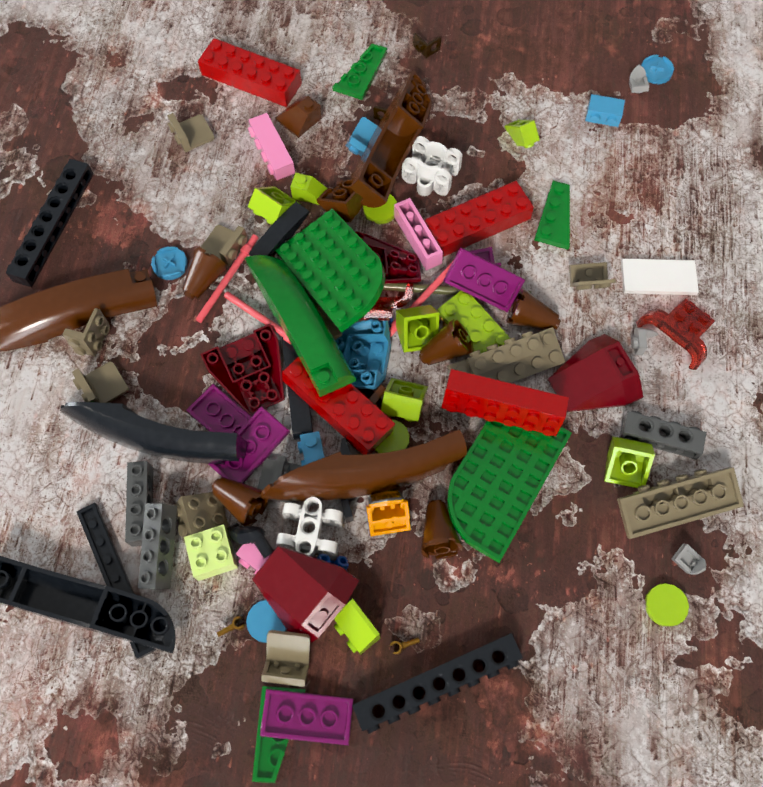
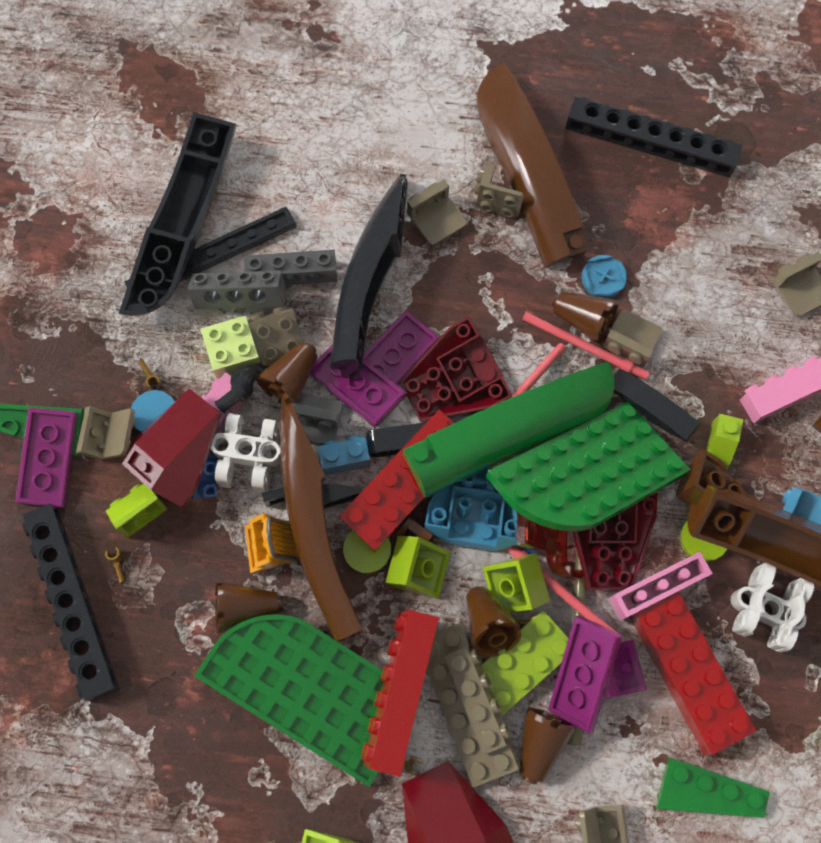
camera: 85 degrees right, 5 degrees up
(270, 203) = (698, 393): lime slope -> none

